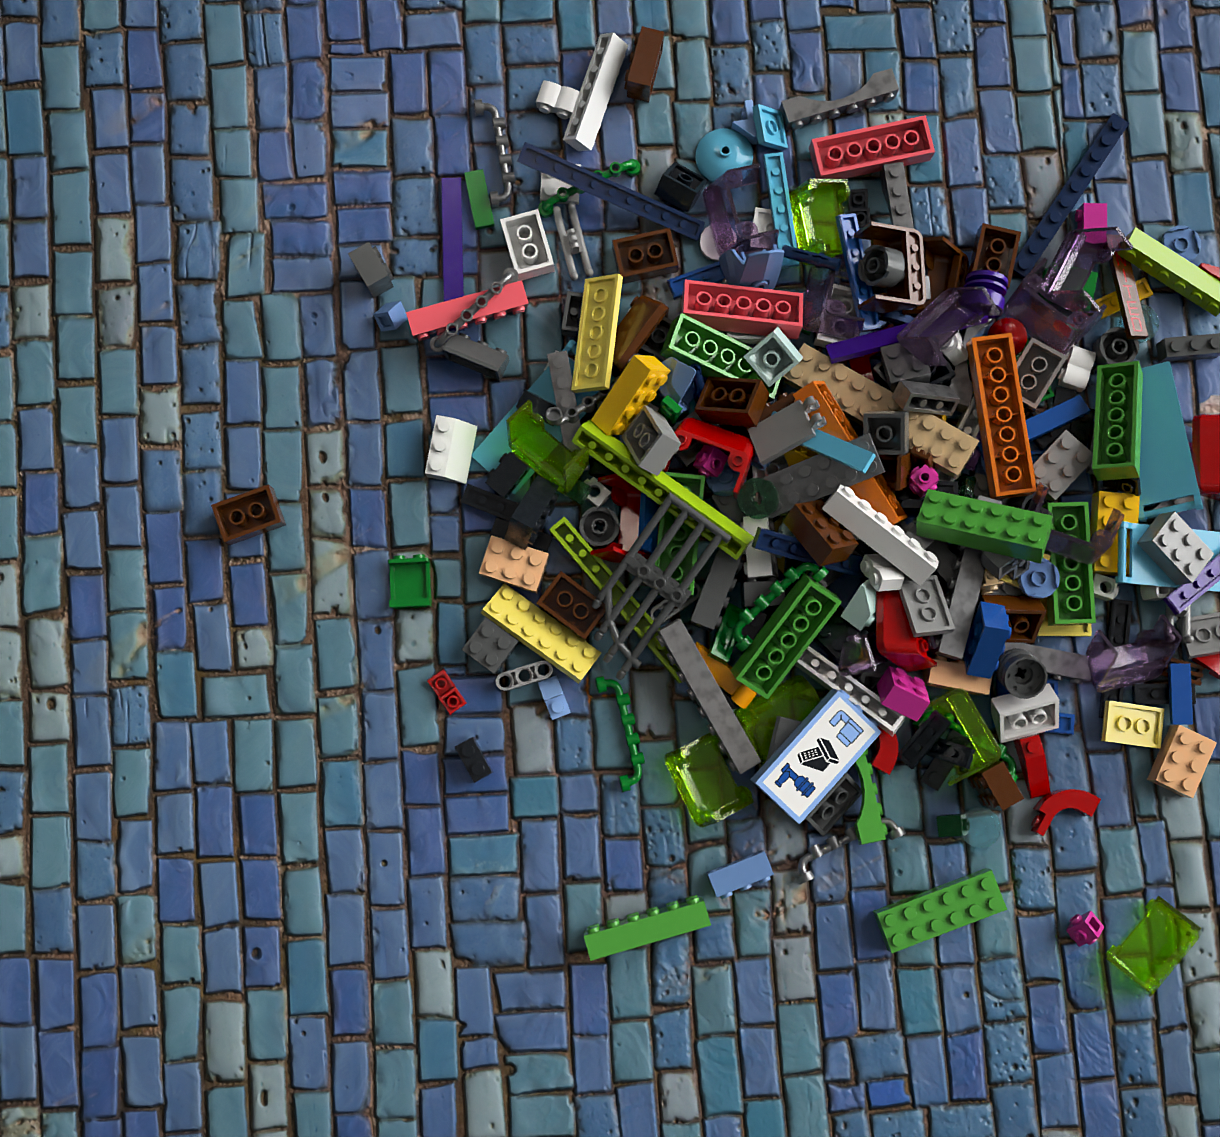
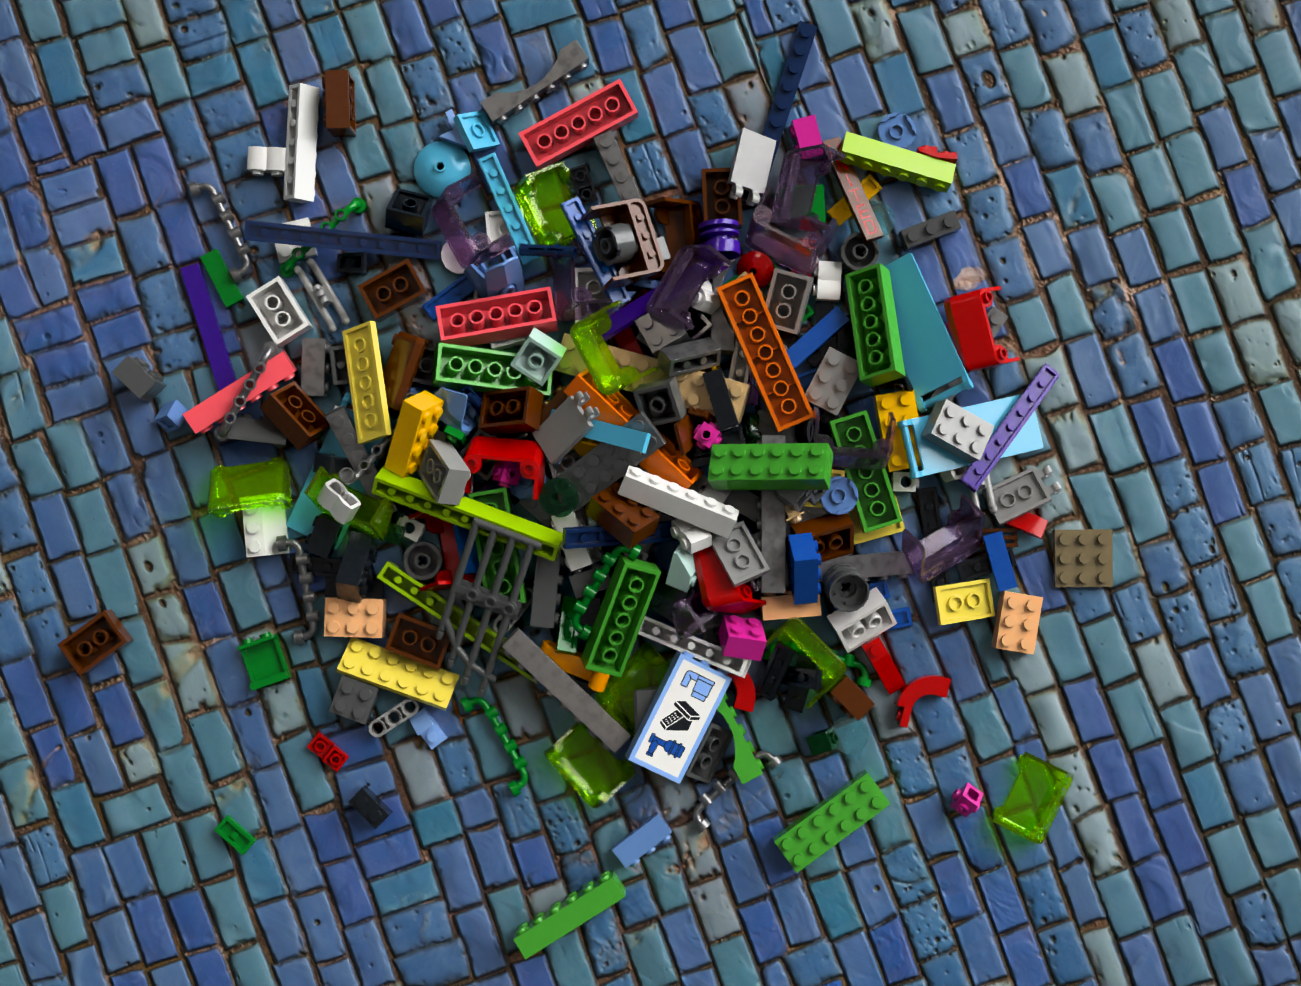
camera: 10 degrees left, 5 degrees up
(329, 749) = (235, 834): none -> green plate
(447, 405) = (249, 487): none -> clear neon green windscreen
(476, 512) = (305, 579): none -> flat silver bar
(516, 347) = (295, 415): none -> reddish brown brick
(535, 441) = (338, 501): none -> white brick
(546, 309) = (315, 367): none -> flat silver brick
(612, 219) = (352, 263): none -> black slope
(831, 347) = (597, 356): none -> clear neon green windscreen
(947, 447) = (720, 399): none -> black tile
(1032, 233) = (751, 165): none -> tile

